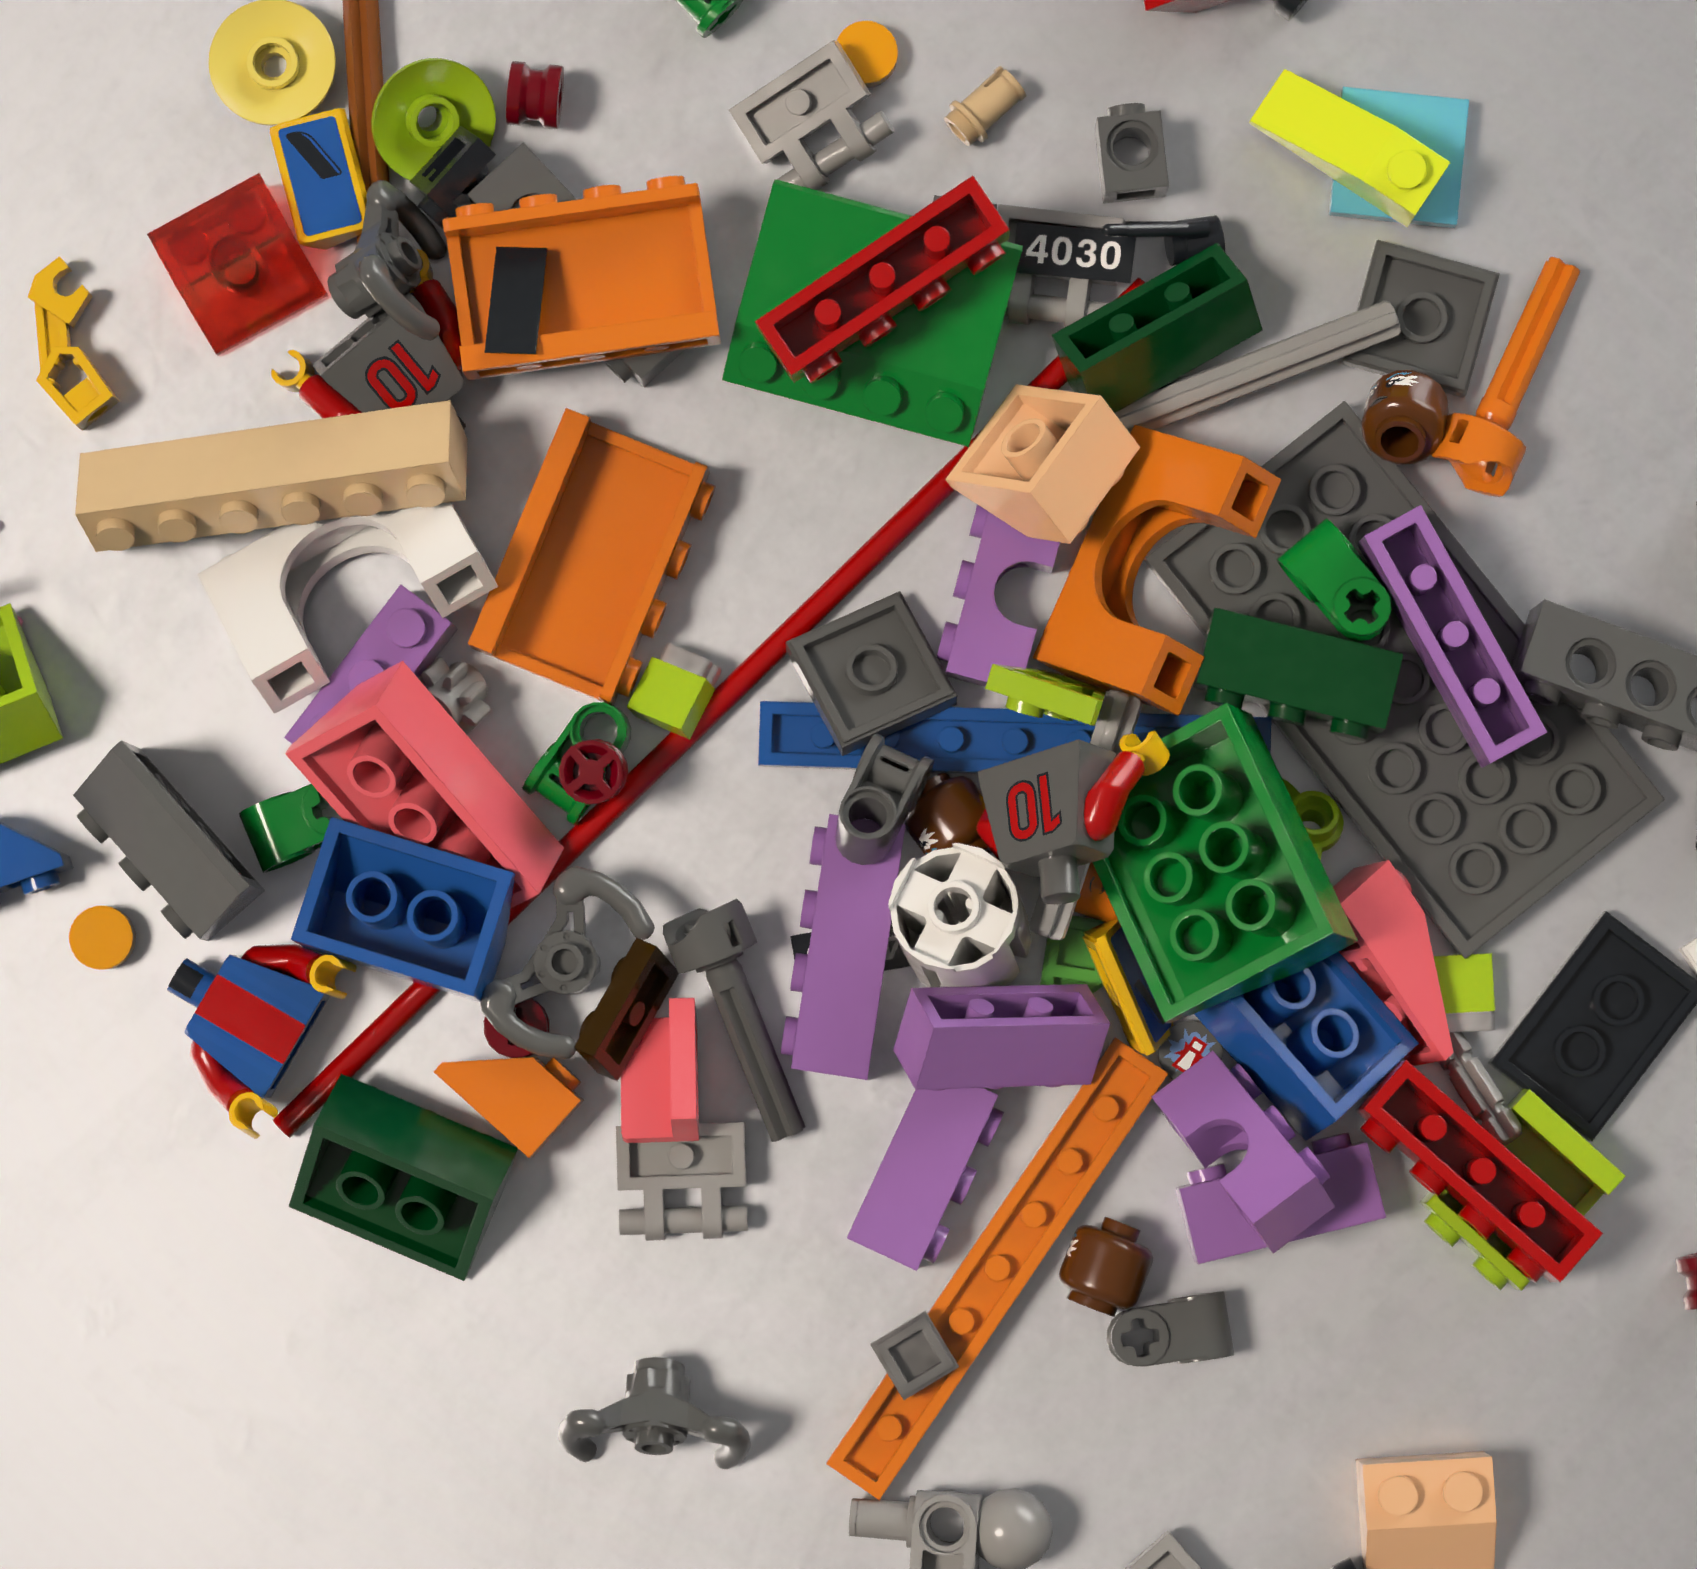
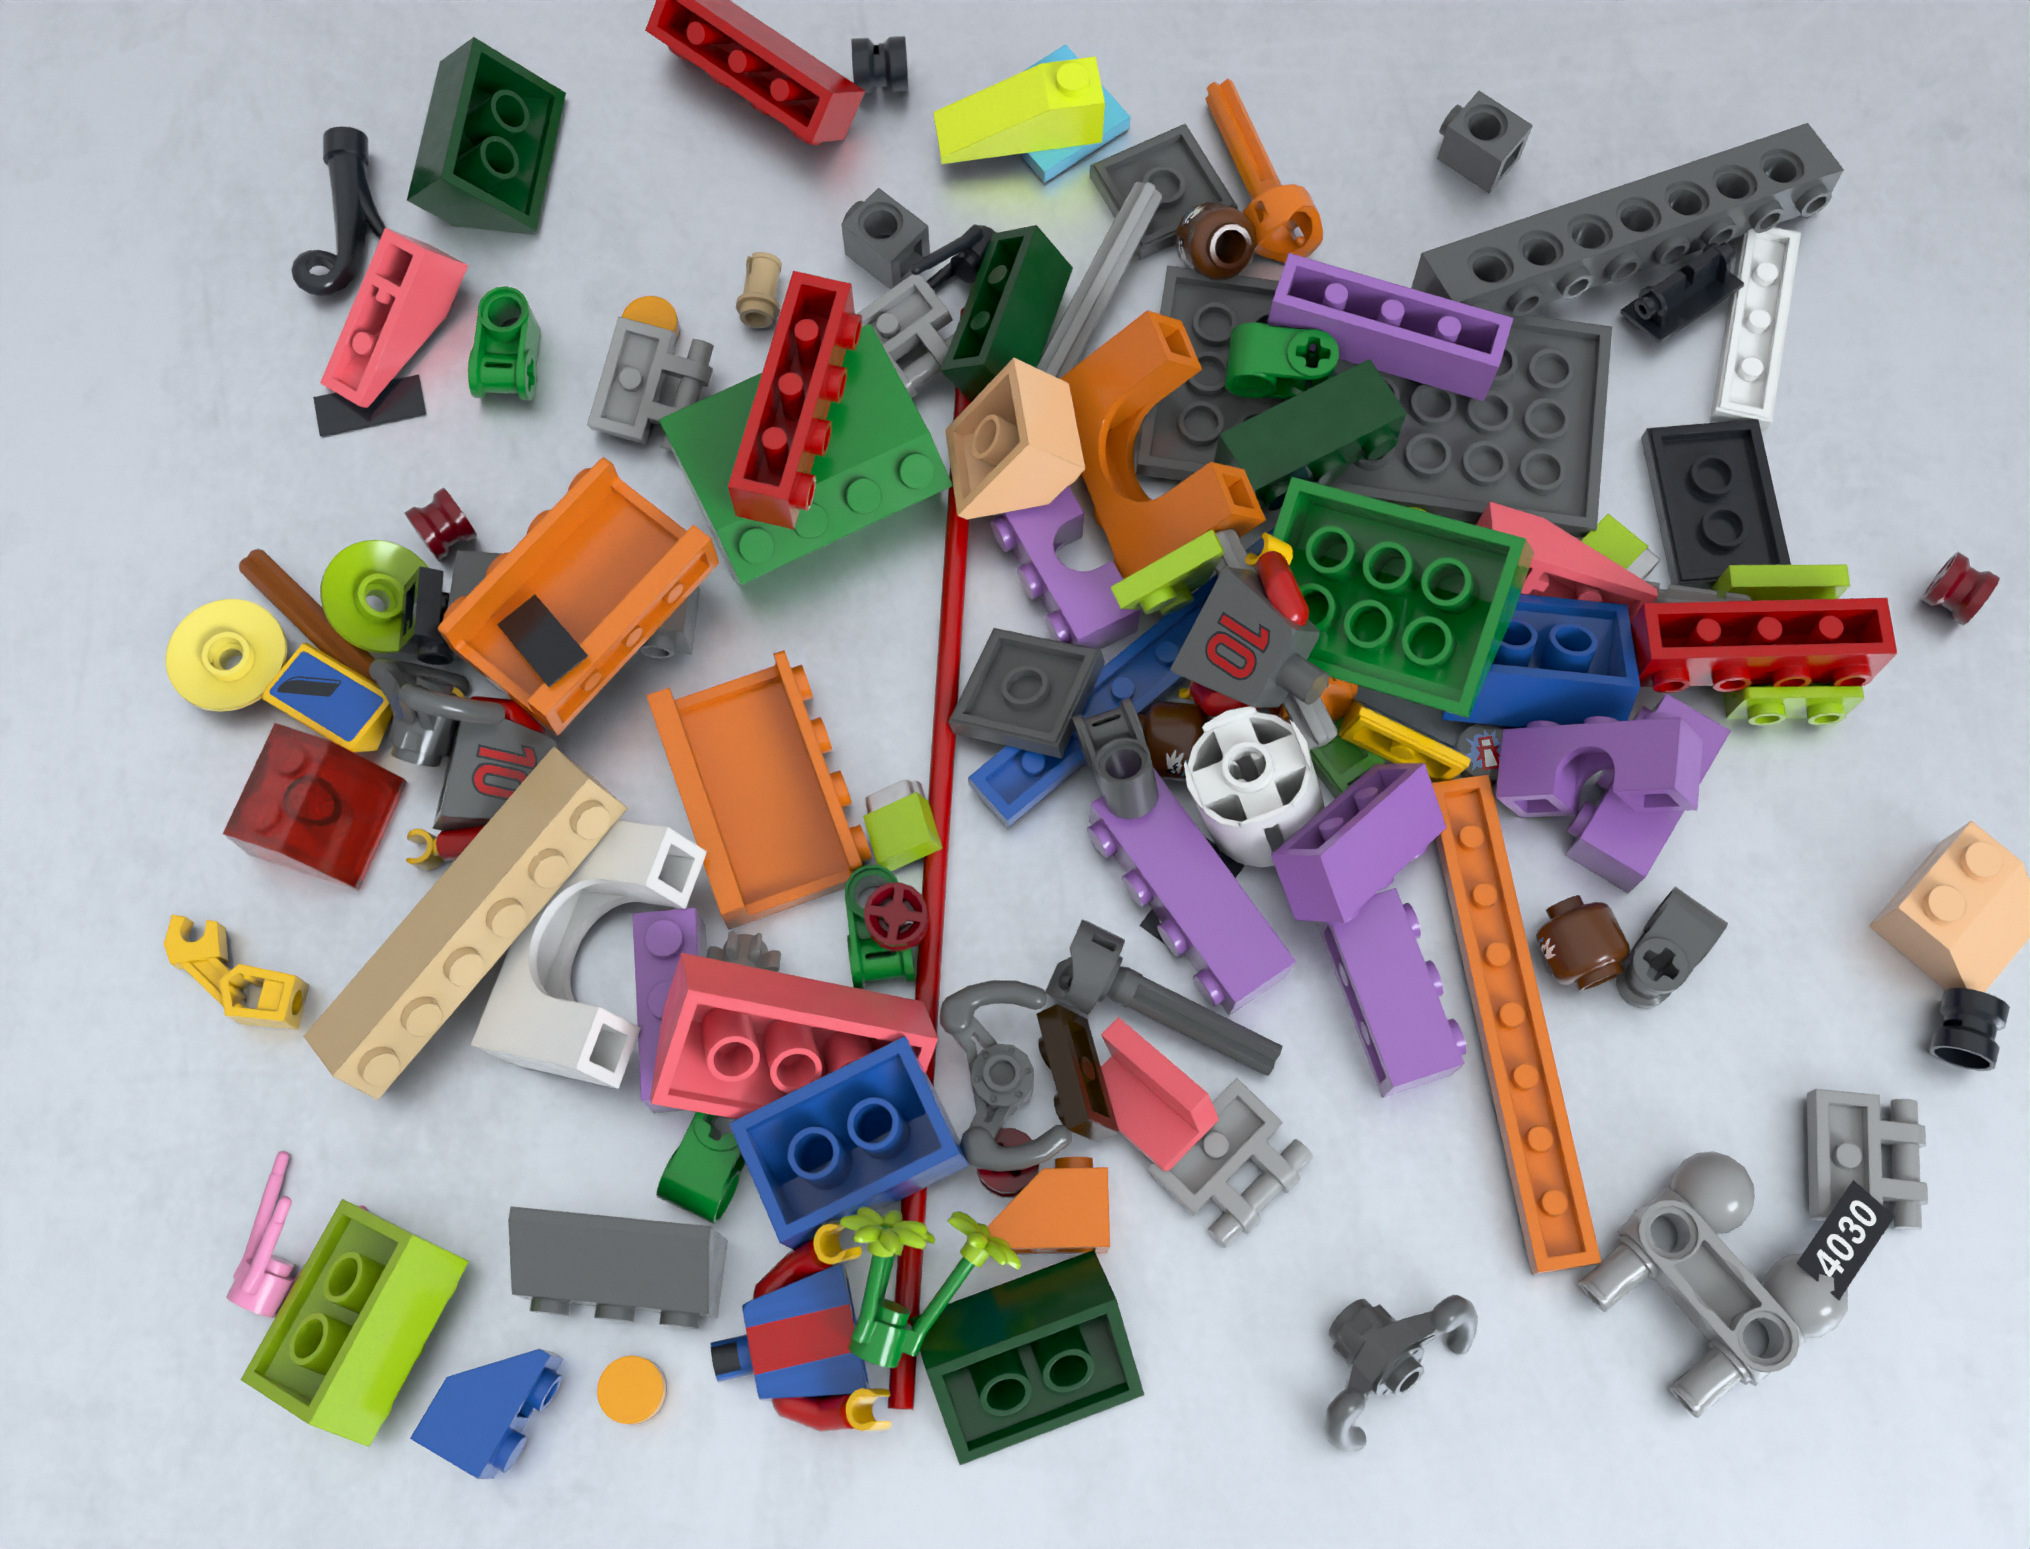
camera: 50 degrees left, 15 degrees down
(313, 1064) = (882, 1324): none -> plant
(914, 1355) = (1521, 1129): flat silver tile -> none
(1074, 253) = (912, 311): black sticker -> none

